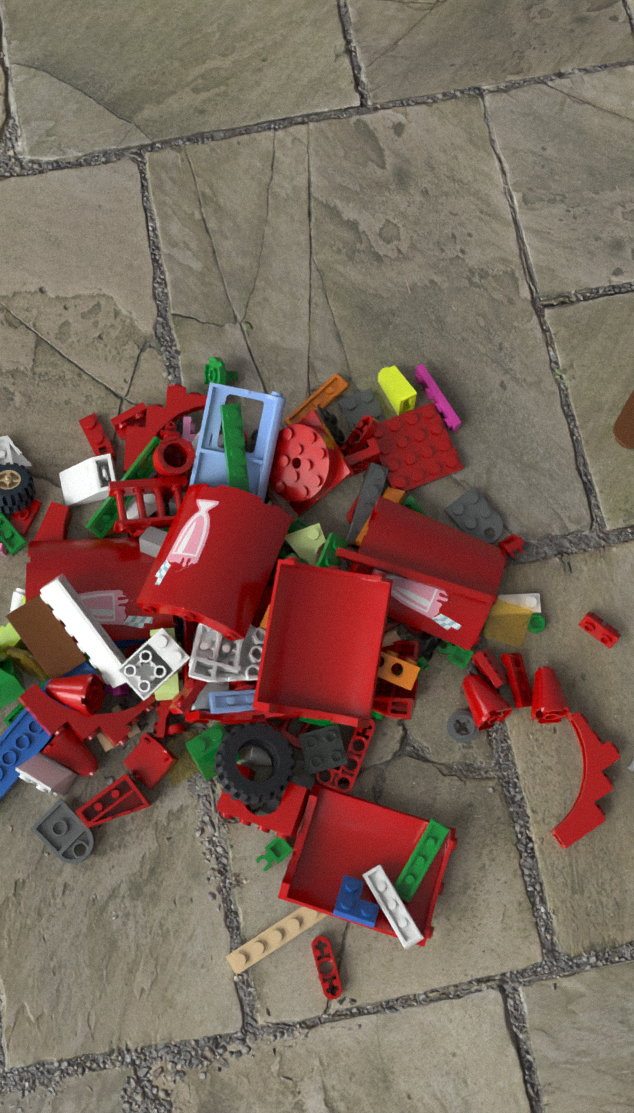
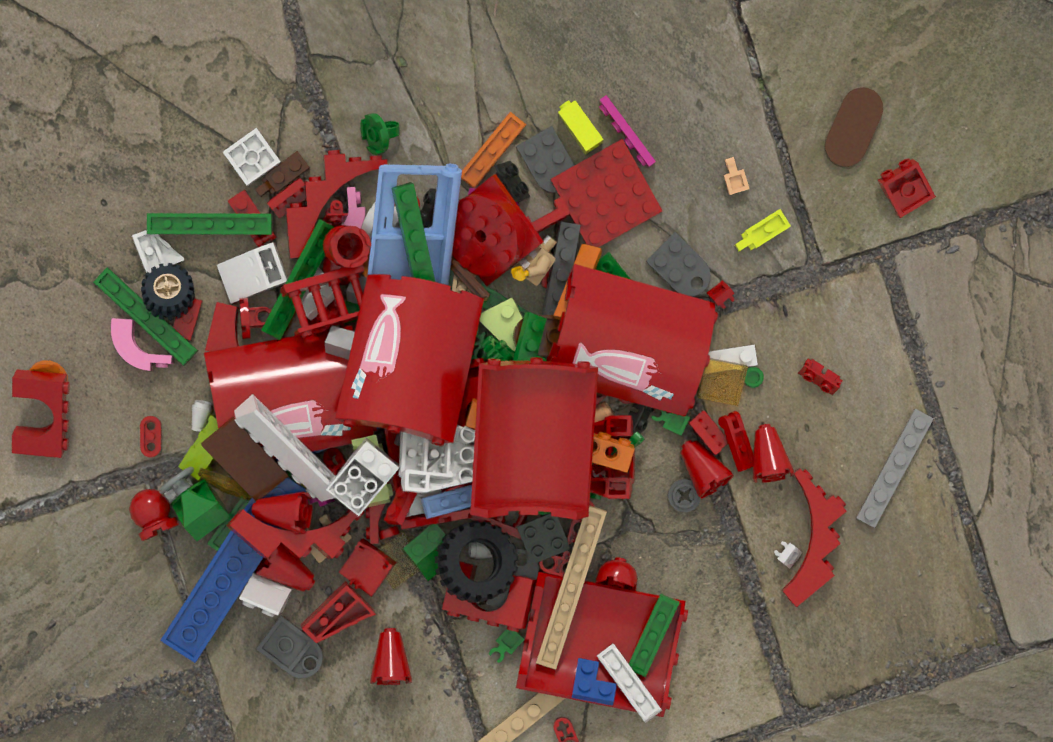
camera: 10 degrees left, 15 degrees up
(57, 434) = (209, 224): none -> green plate
(77, 517) = (249, 317): none -> red tile
(105, 385) = (251, 157): none -> white piece
(130, 401) = (283, 174): none -> reddish brown hinge
(158, 856) = (390, 660): none -> red cone
(343, 802) = (571, 588): none -> tan plate
(344, 494) = (536, 263): none -> tan torso
(368, 432) = (551, 189): red beam -> none
(391, 794) = (617, 574): none -> red cylinder
(413, 575) = (618, 354): red tile -> none
(531, 447) = (735, 180): none -> light nougat plate
(553, 494) = (763, 231): none -> neon yellow hinge
(561, 795) = (789, 555): none -> white tile

